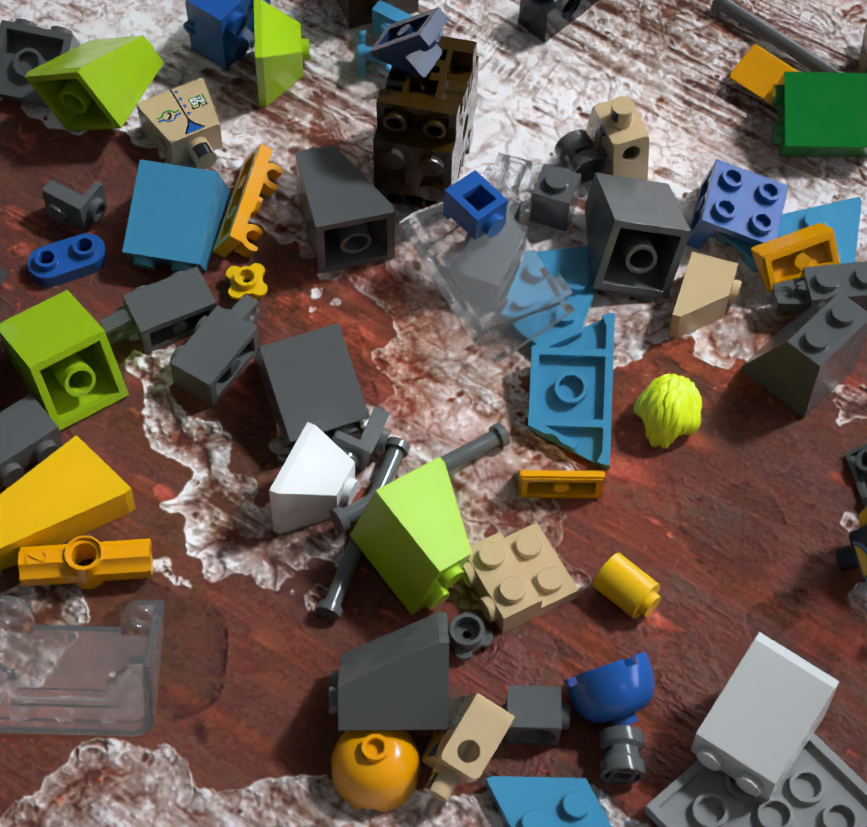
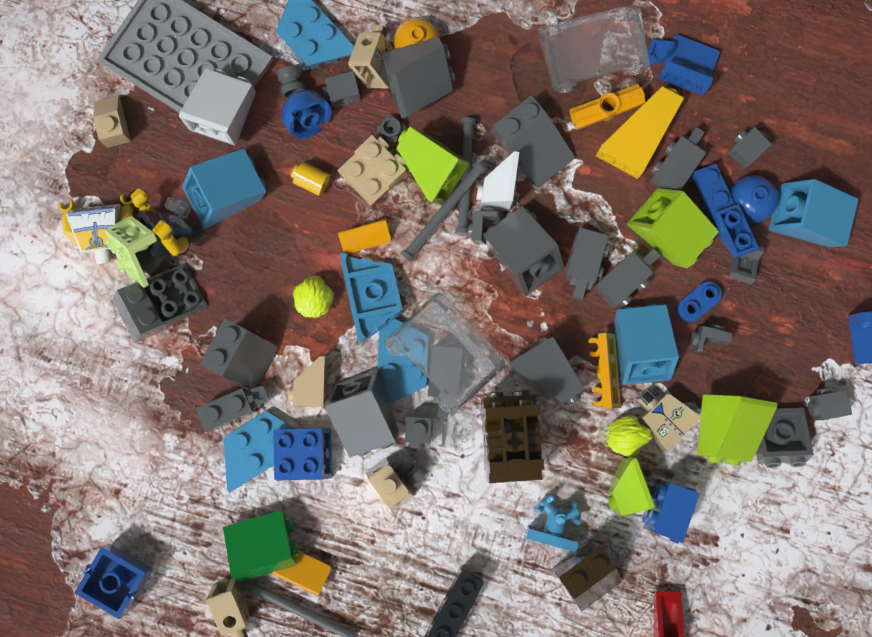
camera: 160 degrees right, 25 degrees up
(234, 549) = (536, 139): none -> dark grey slope
(250, 118) = (627, 436): none -> neon yellow hair
(254, 288) = (584, 323): yellow plate -> none
(412, 43) = (532, 449): dark blue slope -> none
(475, 206) = (468, 371): blue brick -> none
(783, 597) = (223, 187): none -> dark azure slope
(787, 255) = (259, 426): light orange slope -> none

